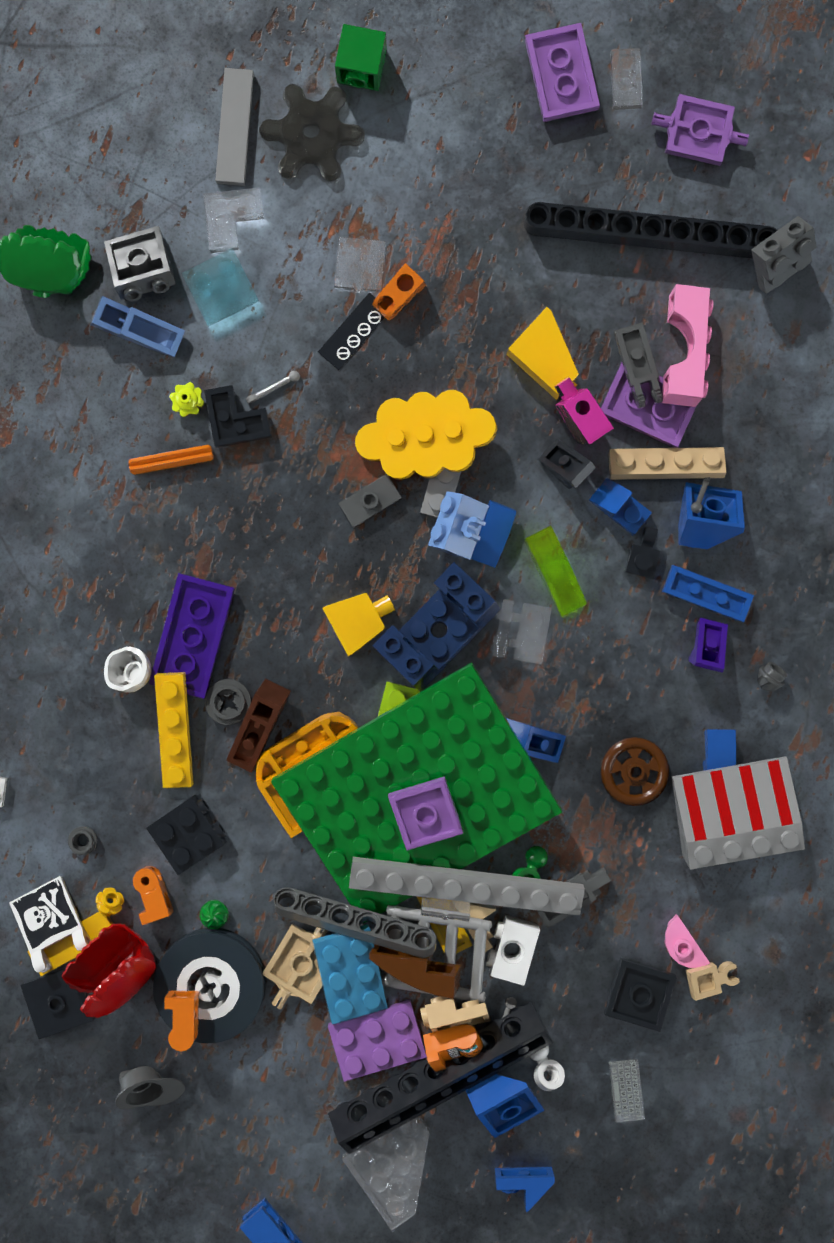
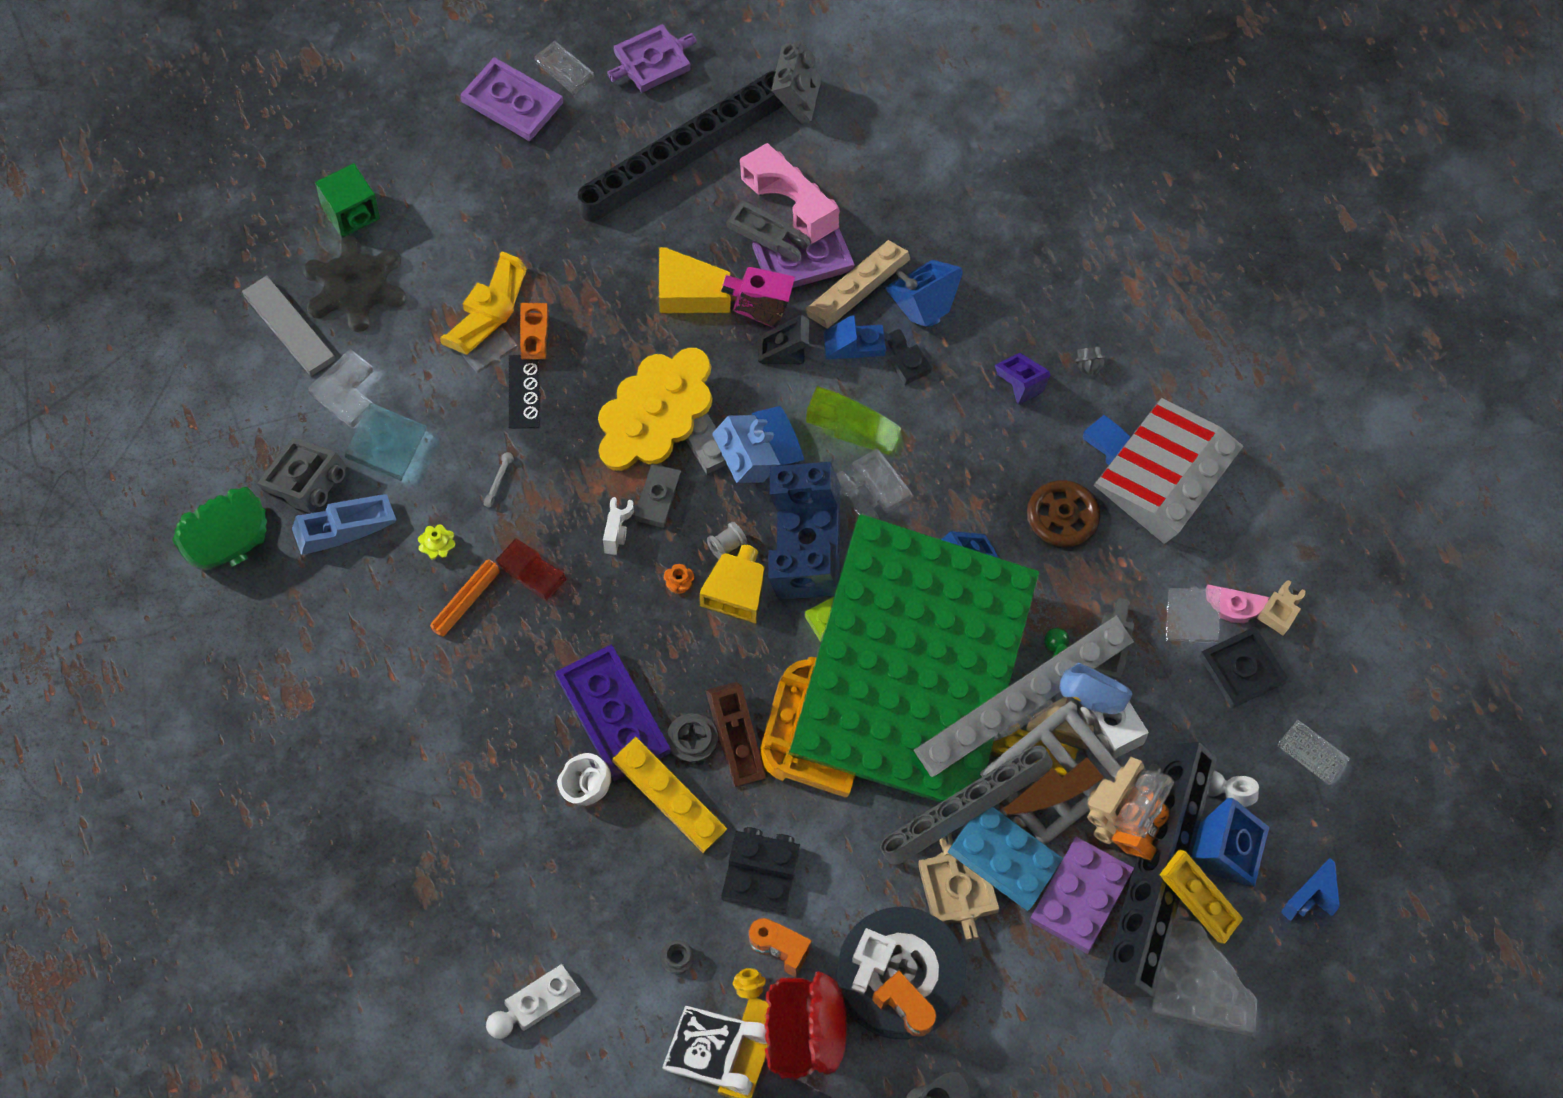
camera: 45 degrees left, 25 degrees down
(192, 968) = (872, 956): none -> white plate
(214, 914) = (846, 914): green plate -> none
(232, 427) = (492, 531): black plate -> none
(233, 478) = (530, 570): none -> clear red slope
(313, 503) = (614, 531): none -> white plate
(318, 577) = (678, 585): none -> orange plate
(382, 581) = (727, 540): none -> light grey bush
(387, 239) = (487, 305): none -> yellow plate
(425, 813) = (936, 658): medium lavender plate -> none
(444, 1122) = (1201, 896): none -> yellow tile
(461, 1039) = (1143, 803): none -> clear plate
(513, 930) = (1094, 689): none -> medium blue piece
(646, 927) = (1193, 615): none -> clear piece
(707, 593) = (982, 344): blue plate -> none

